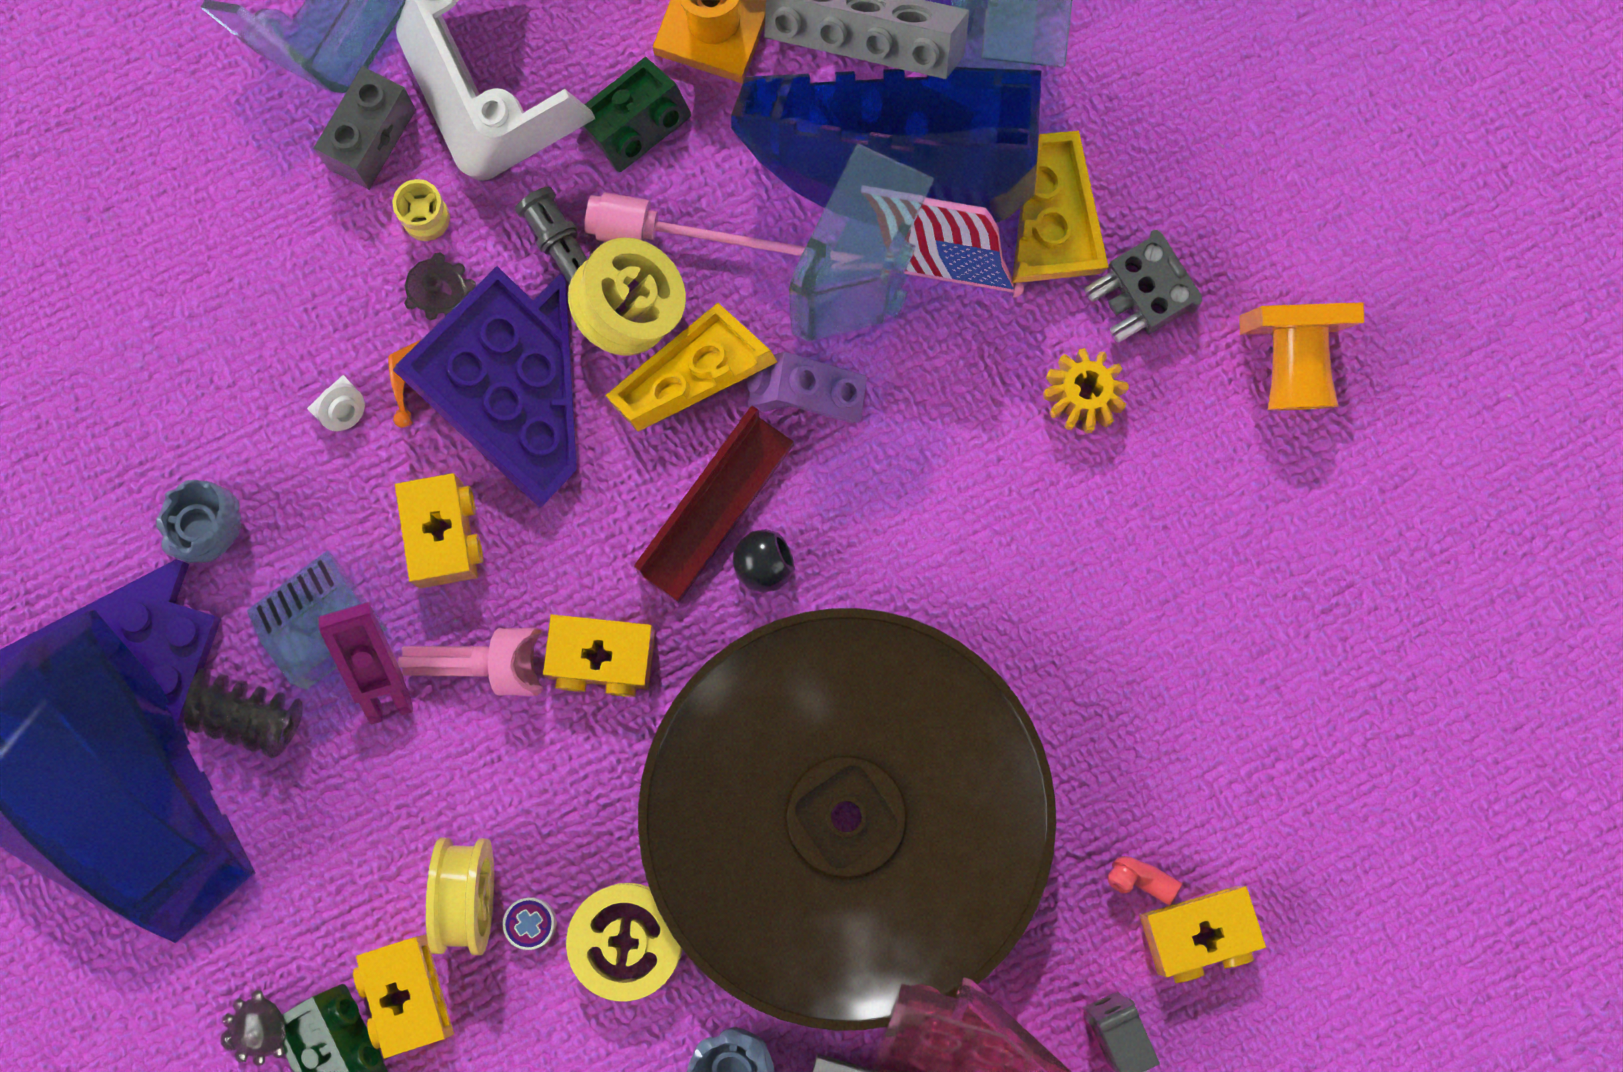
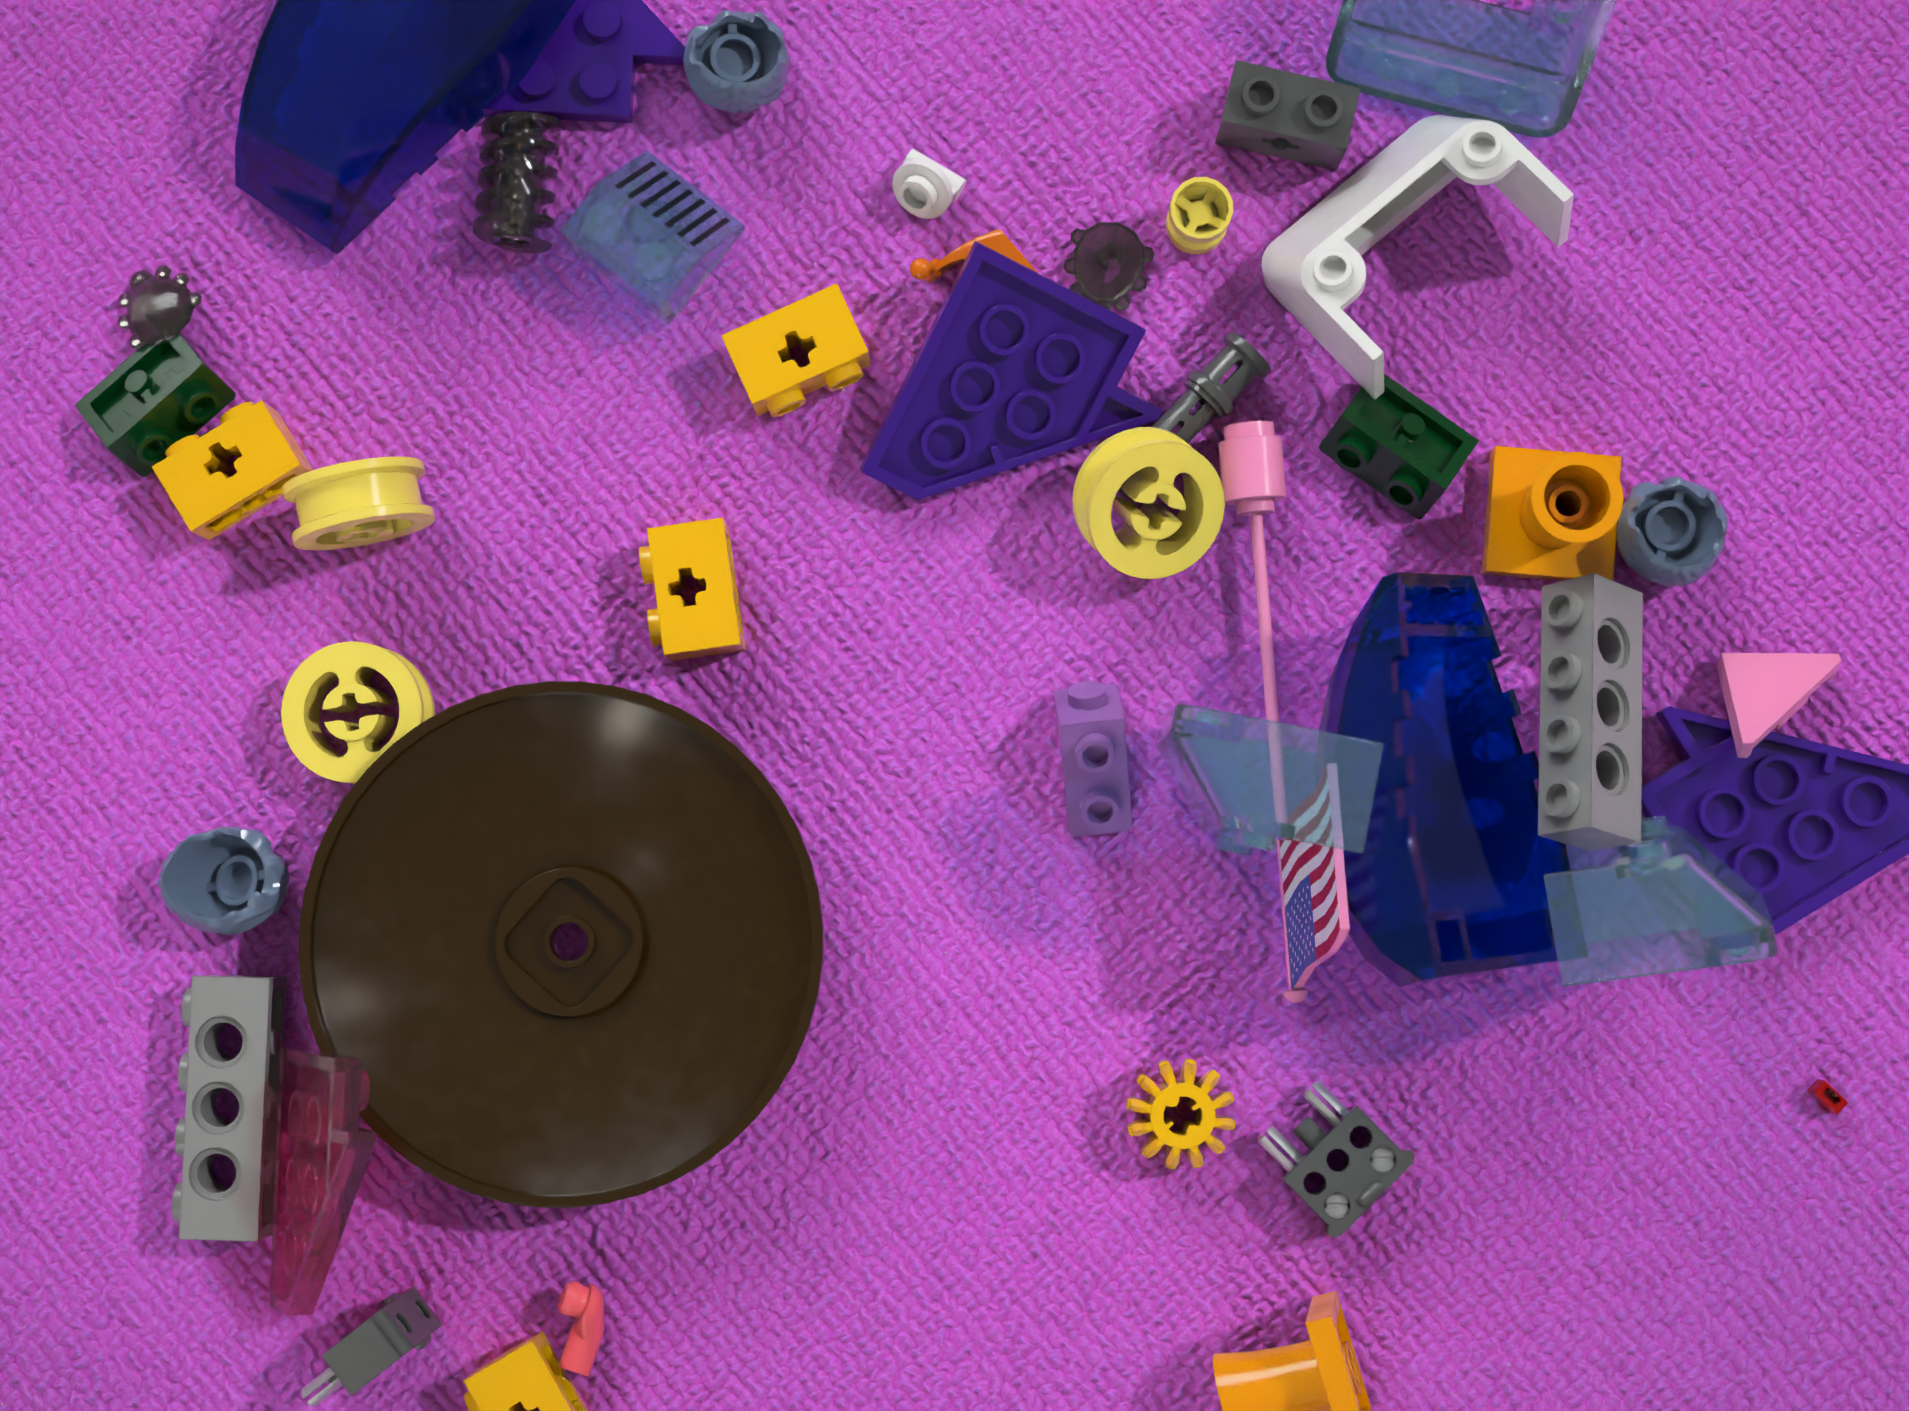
camera: 80 degrees right, 5 degrees up
(365, 659) = (608, 310): magenta hinge -> none
(505, 661) = (655, 478): bright pink piece -> none
(529, 923) = (355, 593): tile -> none
(690, 368) = (1079, 606): yellow wing -> none
(713, 505) = (915, 682): dark red panel -> none
(763, 561) = (858, 760): black piece -> none
(1060, 223) = (1393, 1033): yellow wing -> none

